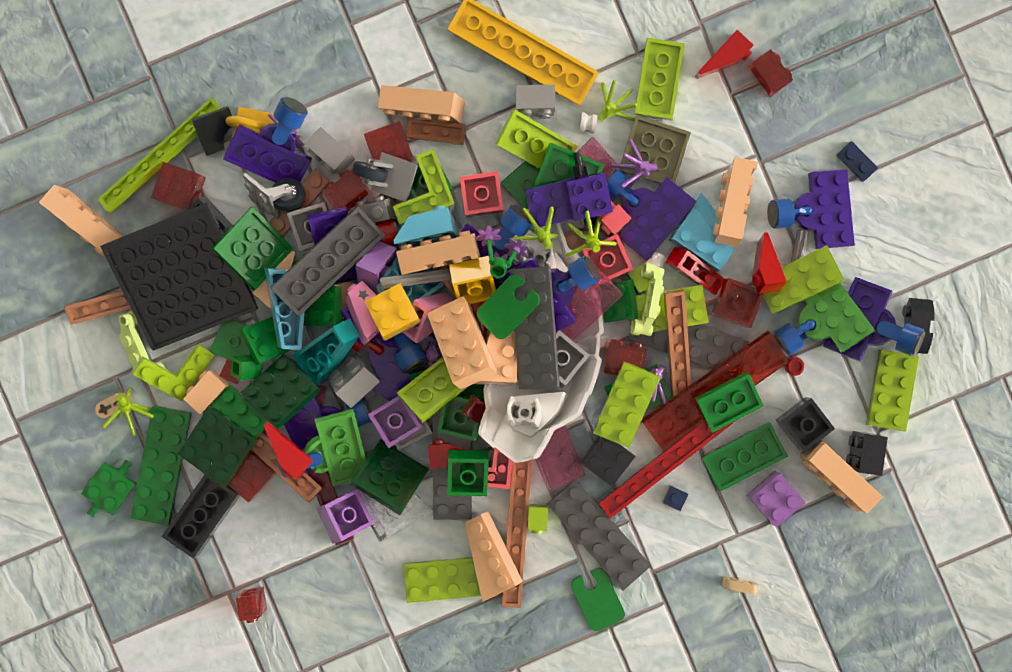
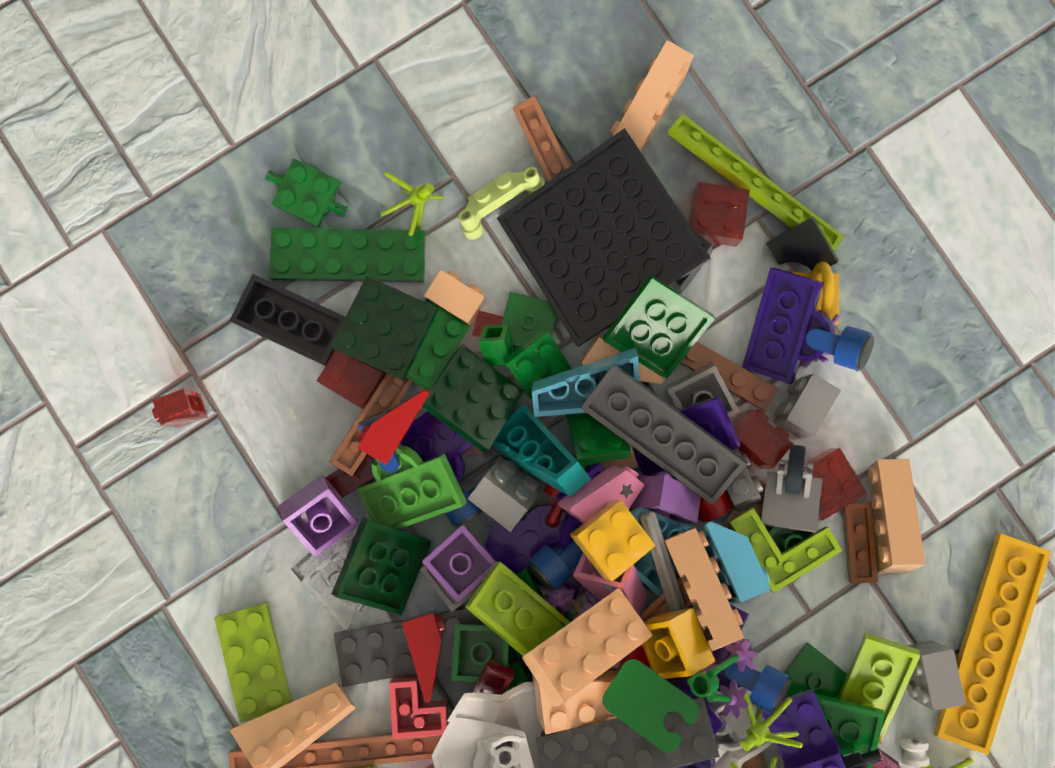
camera: 75 degrees right, 5 degrees down
(107, 402) = (421, 175): tan beam -> none
(177, 383) = (459, 258): lime plate -> none
(284, 195) = (735, 355): plate -> none
(467, 473) = (405, 681): green brick -> none
(481, 194) = (789, 623): coral brick -> none

